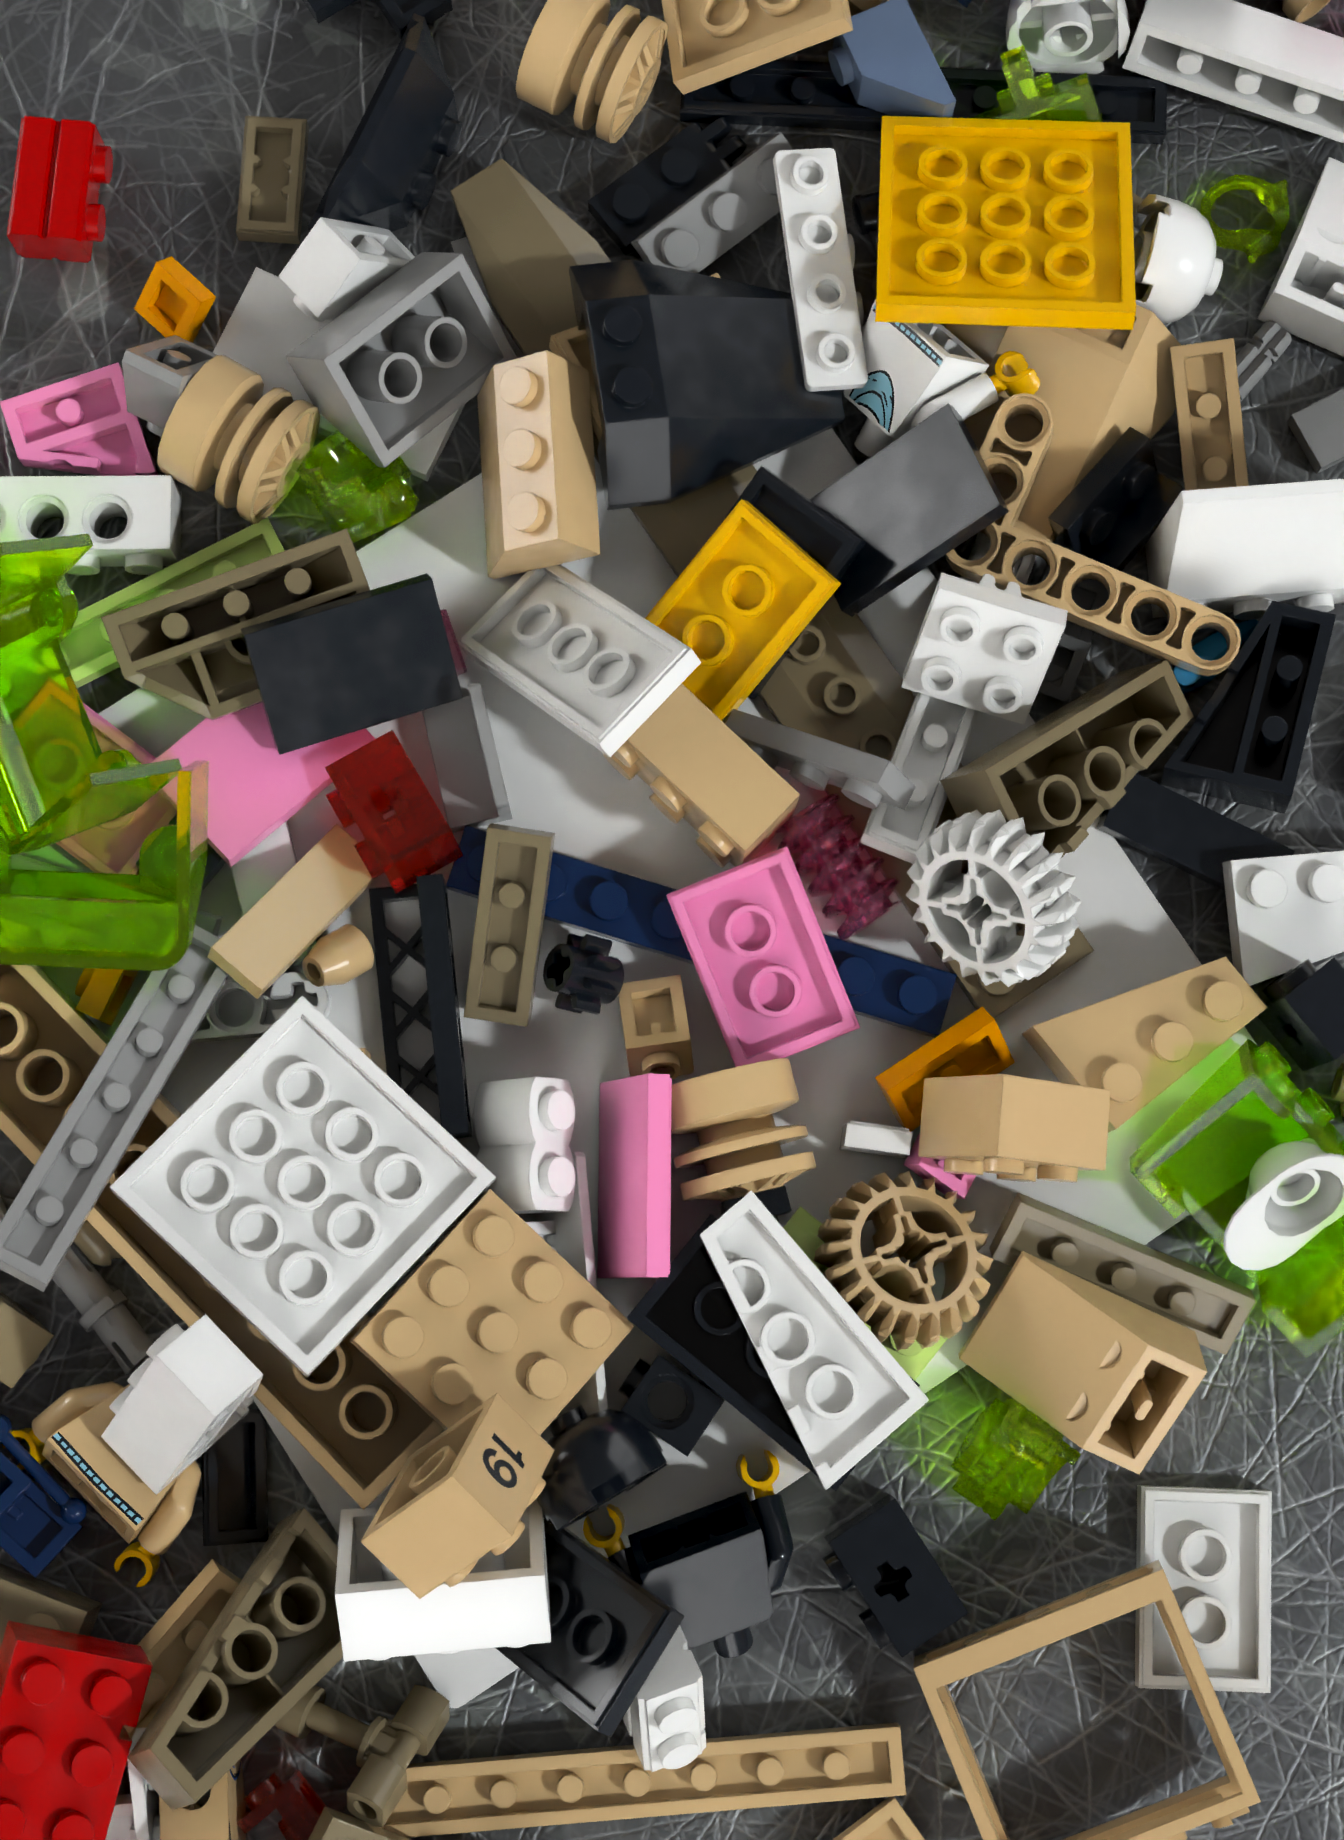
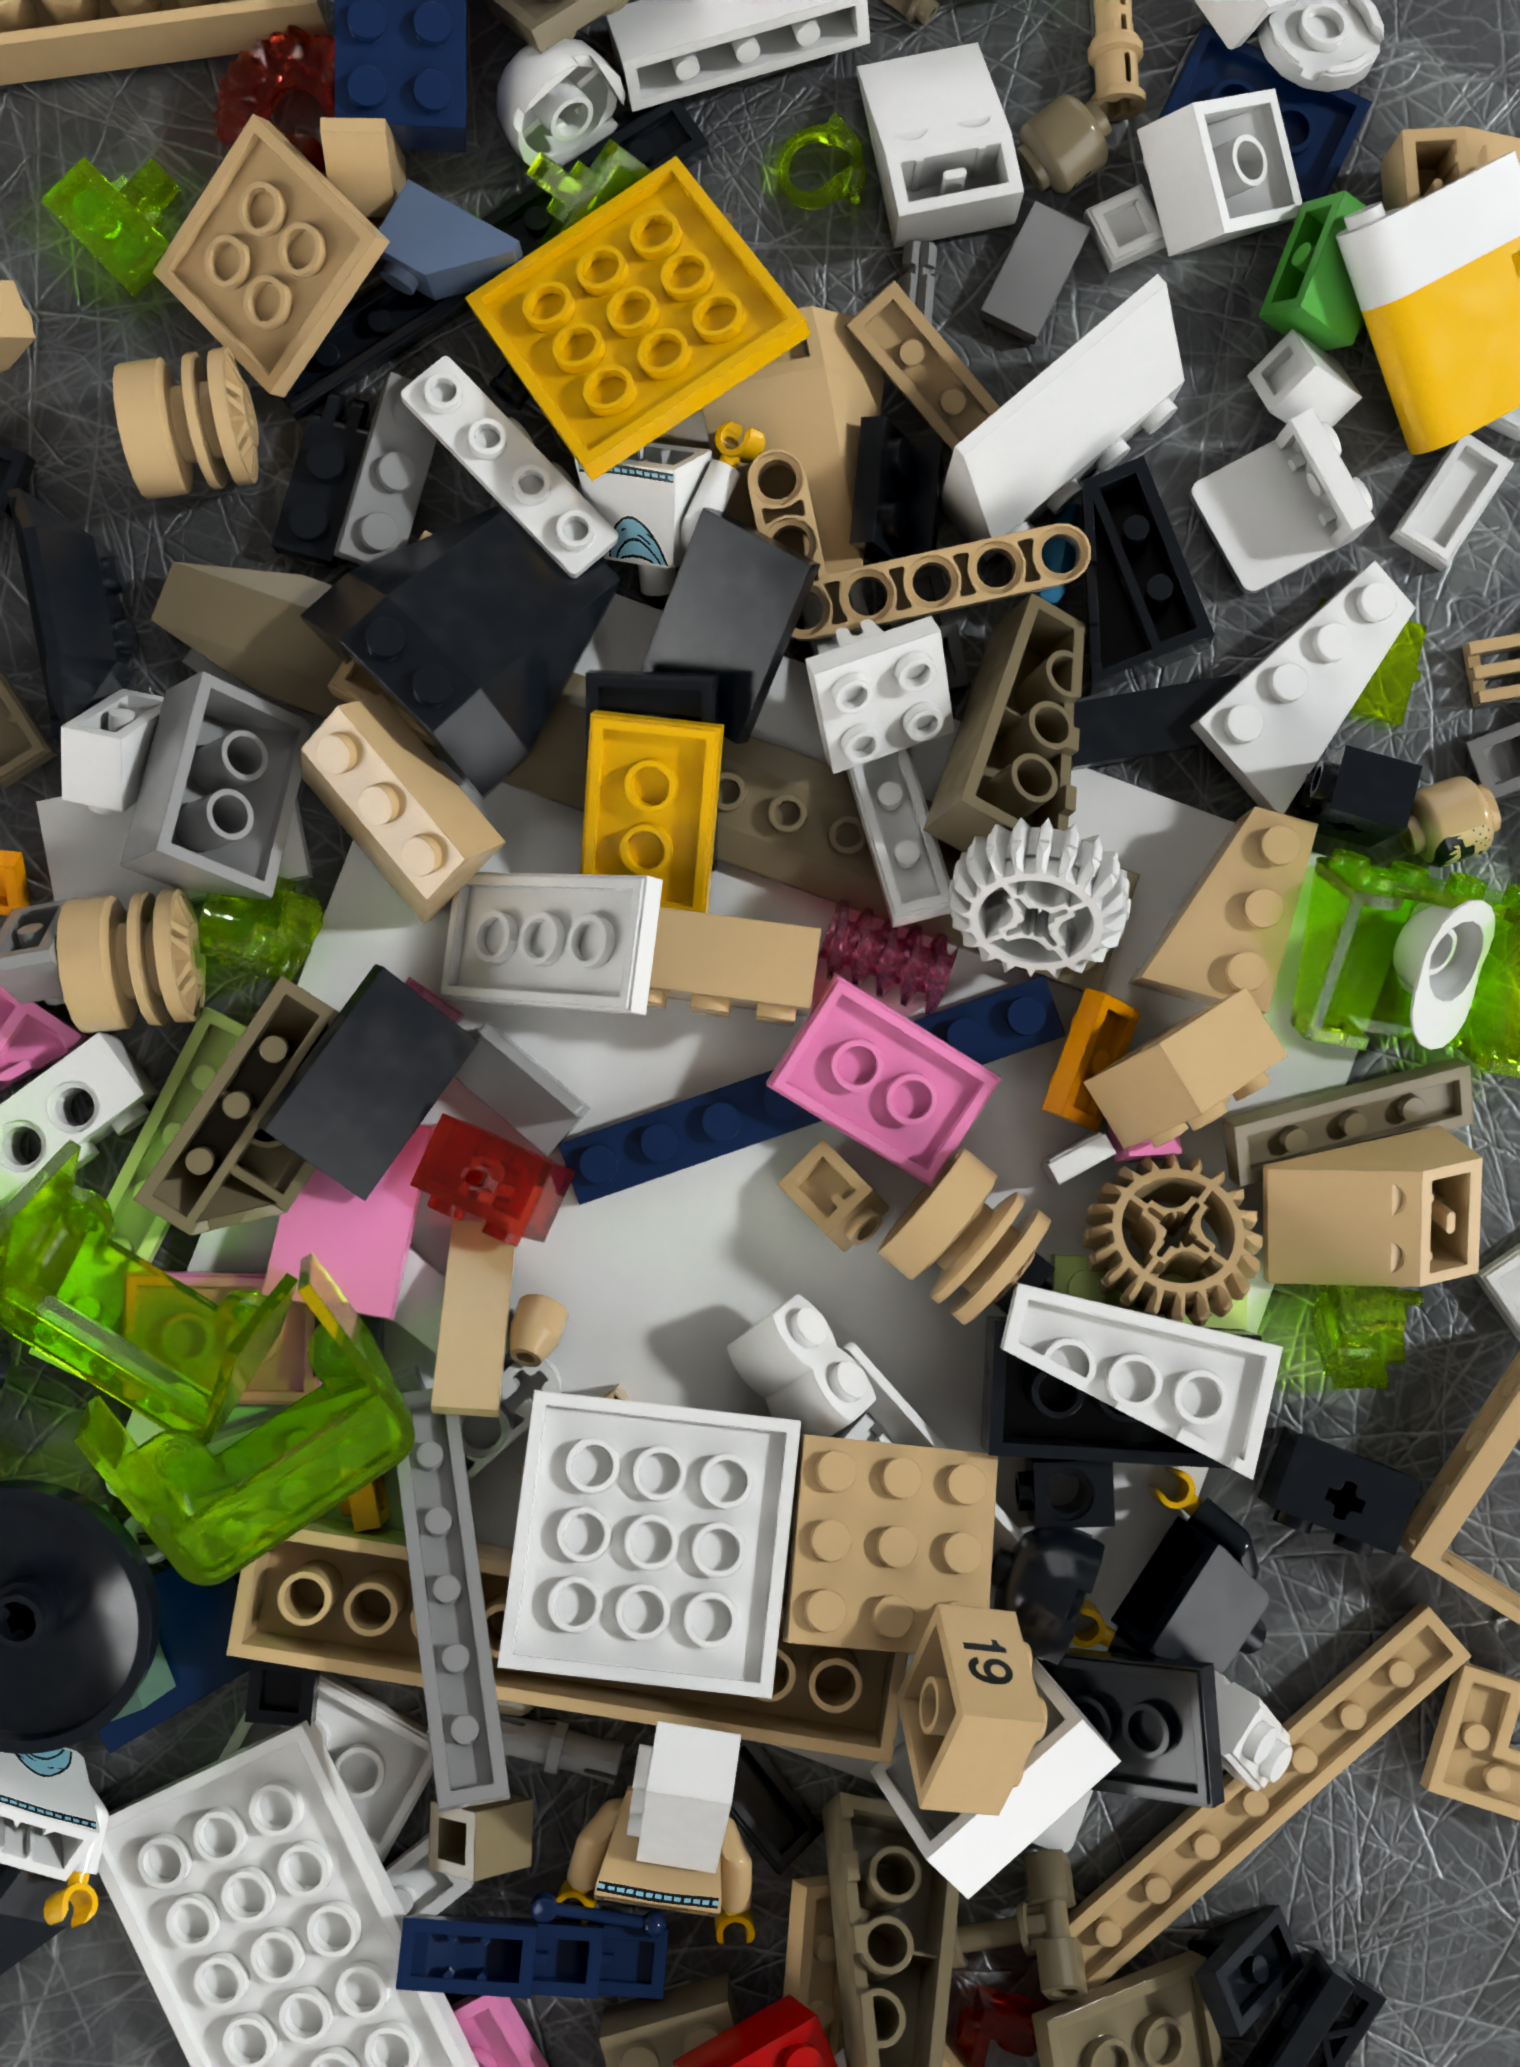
camera: 35 degrees left, 5 degrees up
(440, 995) = (646, 1301): black fence -> none
(509, 924) = (655, 1201): dark tan plate -> none
(583, 974) = (745, 1196): black gear -> none
(634, 1177) = (911, 1335): bright pink tile -> none
(821, 761) = (812, 886): light grey plate -> none
(1174, 258) = (794, 245): white cylinder -> none

